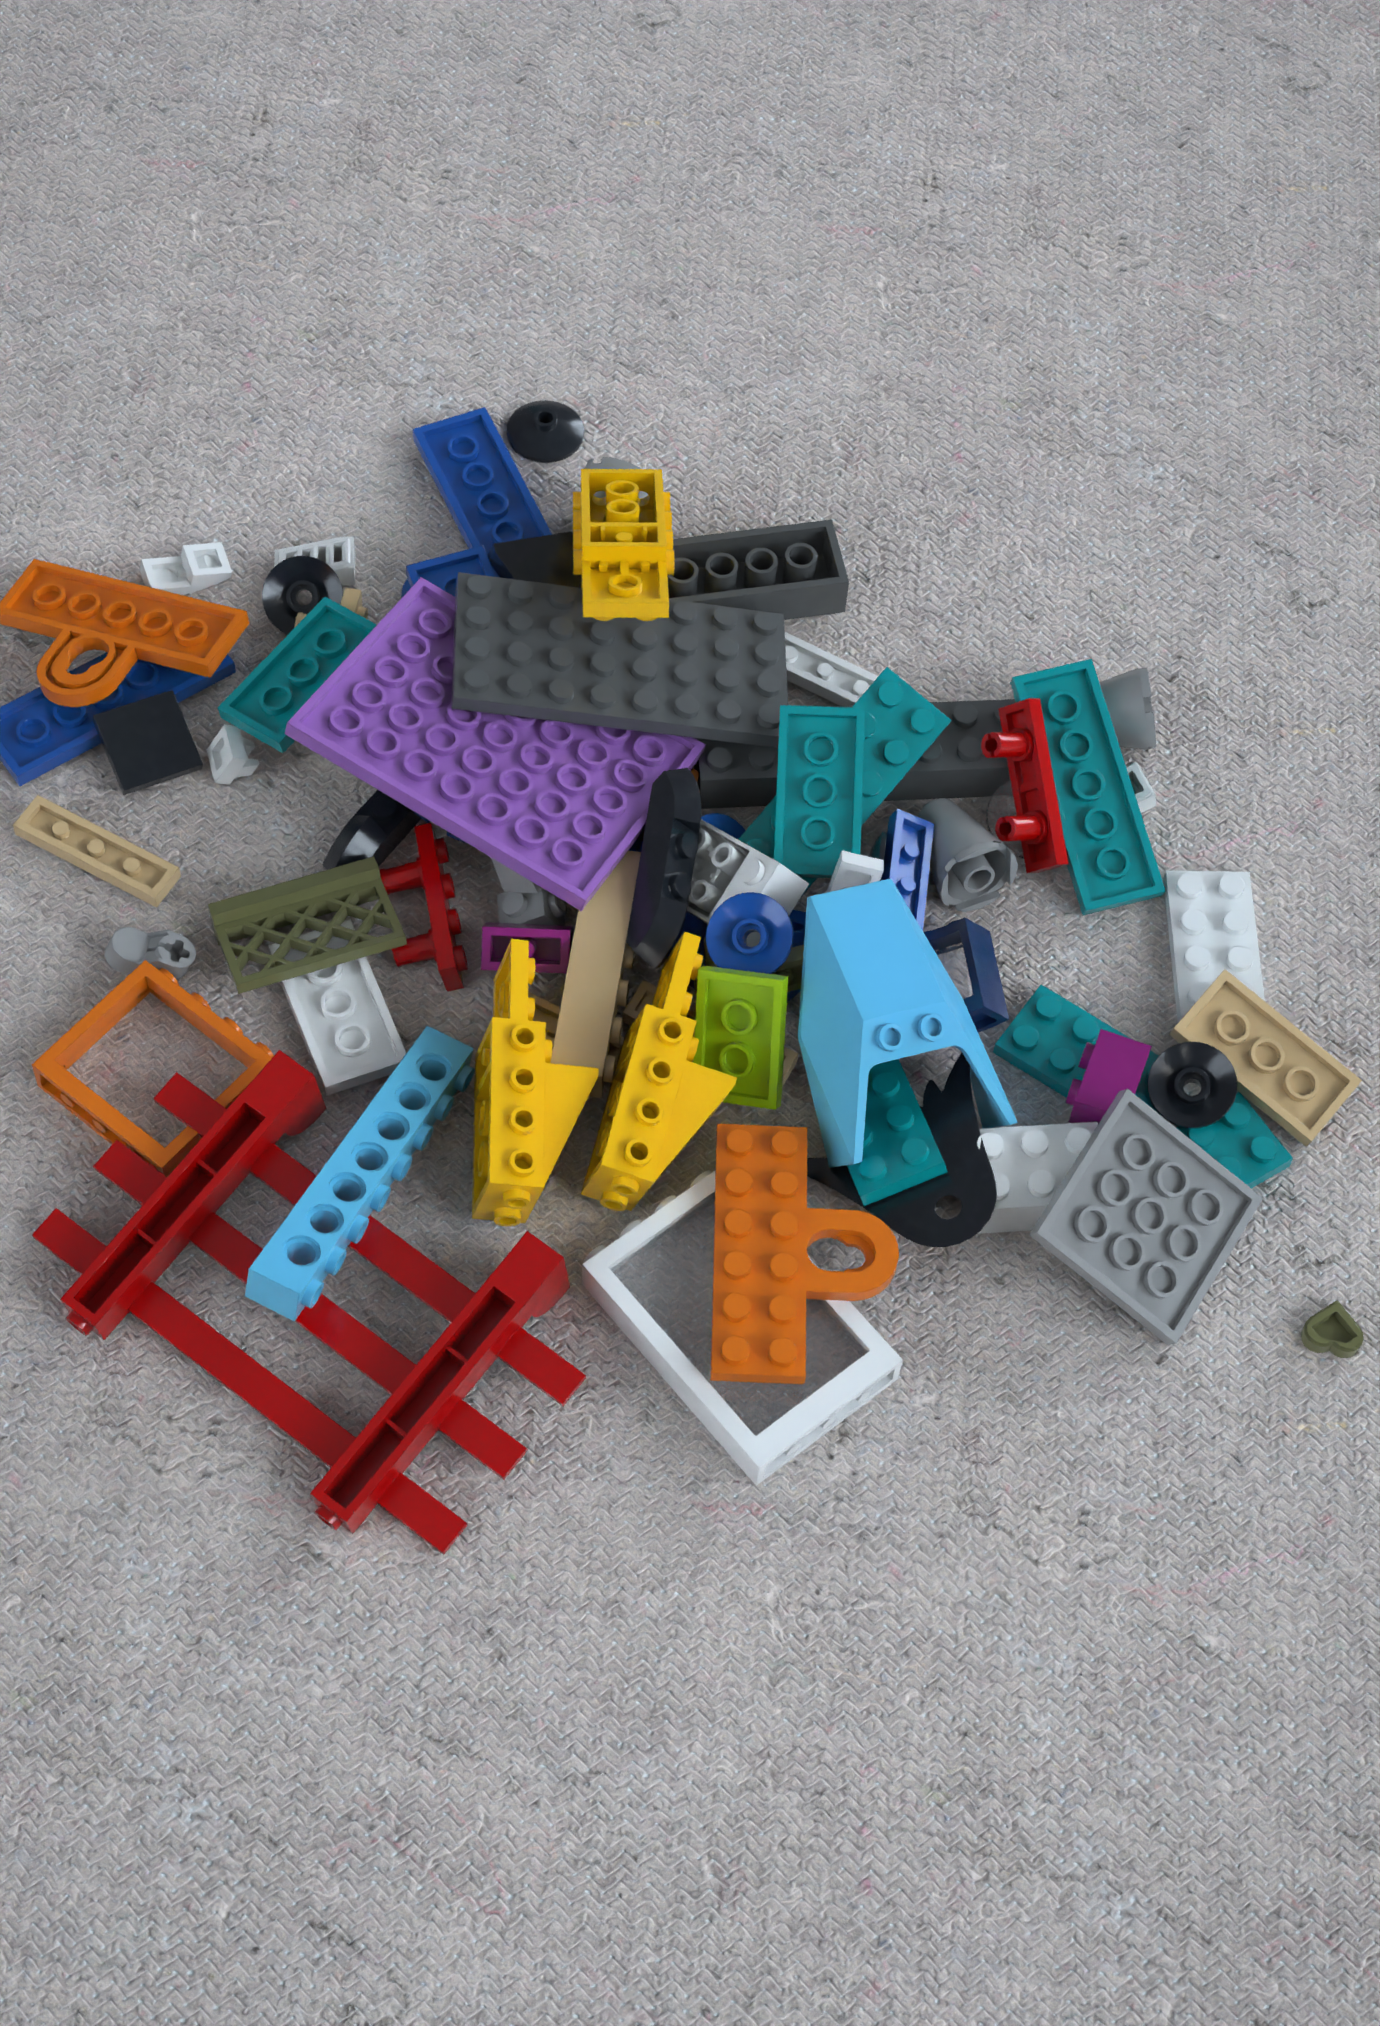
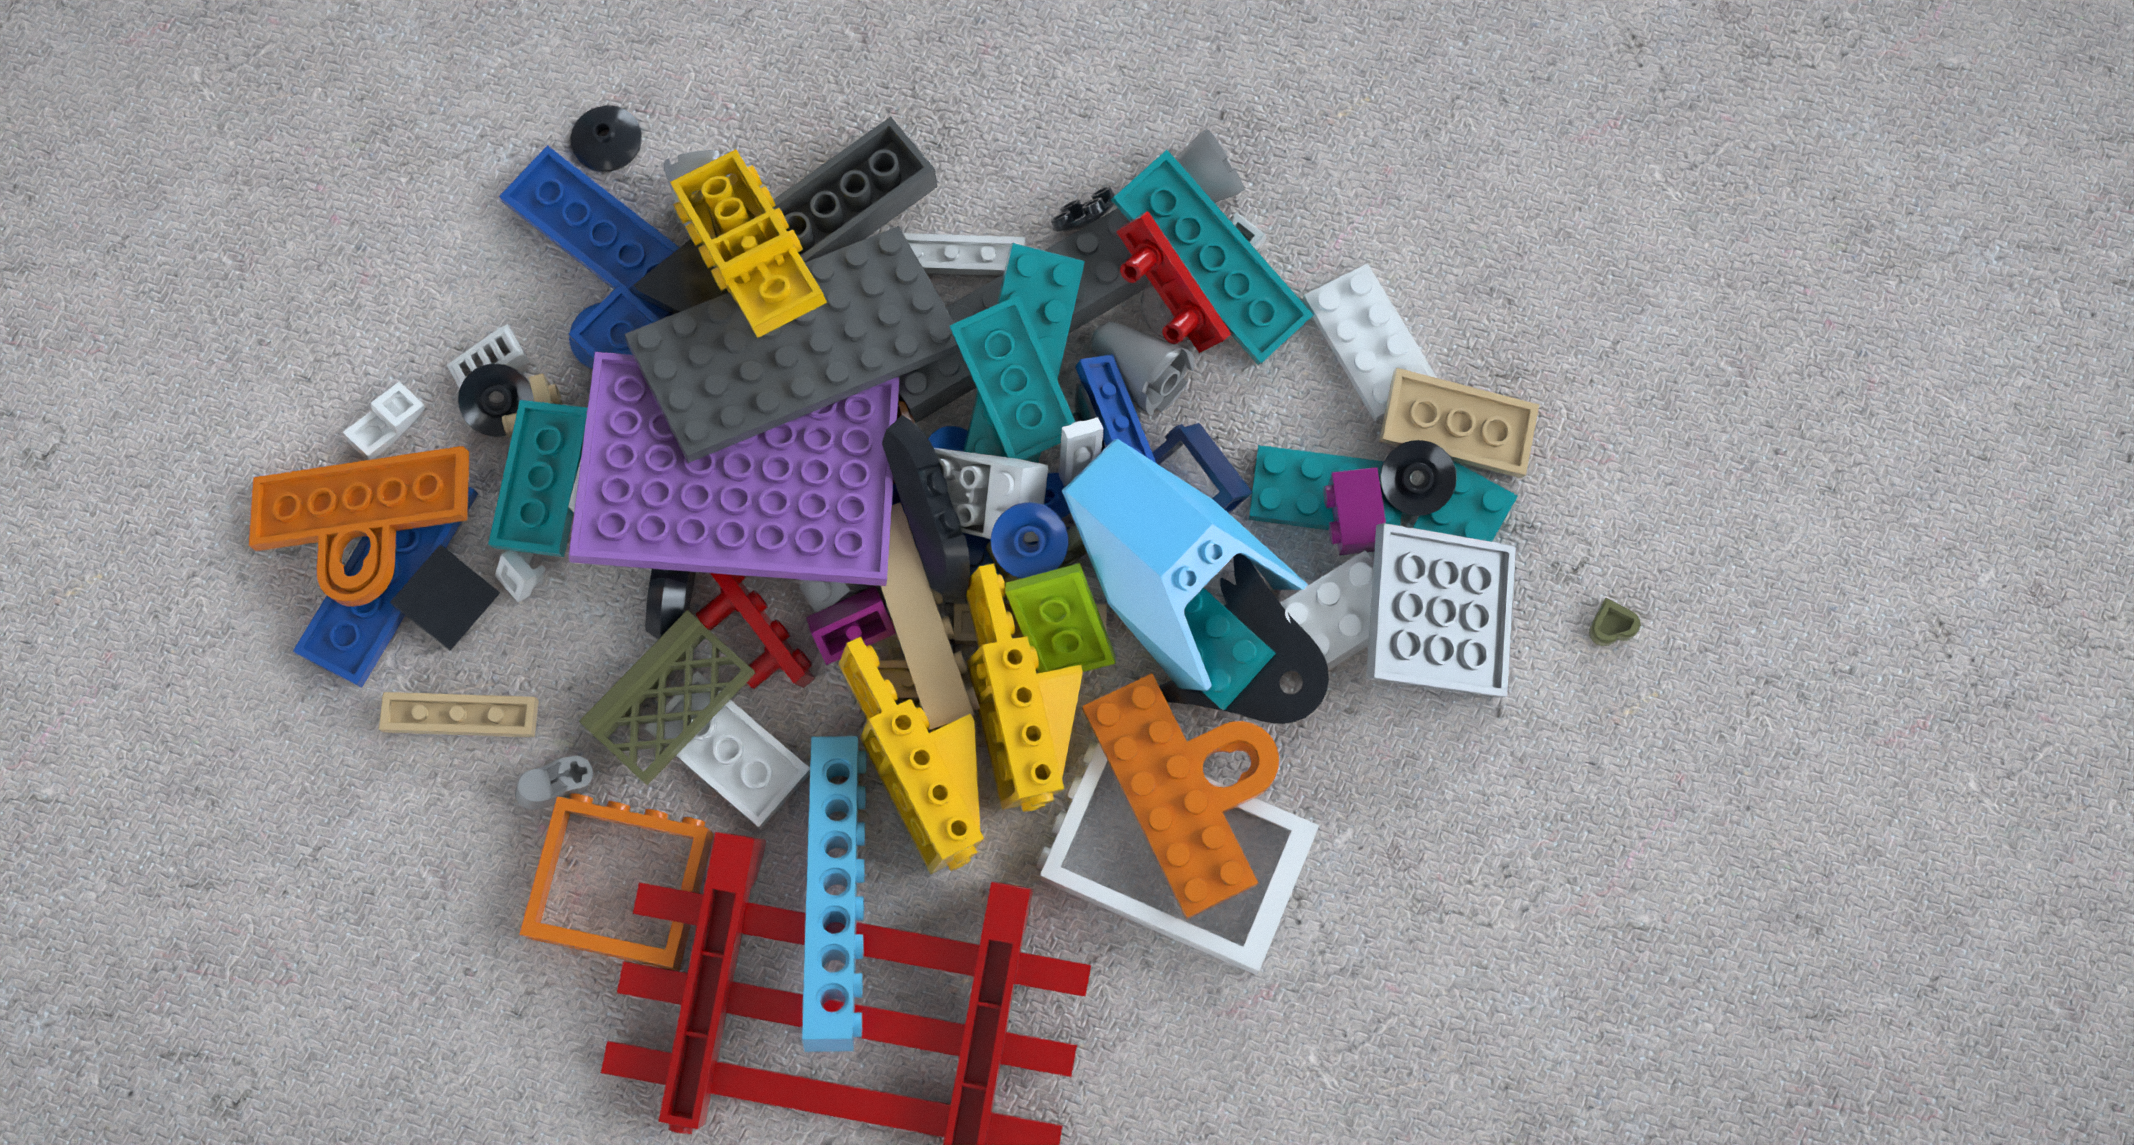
camera: 20 degrees left, 15 degrees up
(981, 690) = (1078, 215): none -> black dish

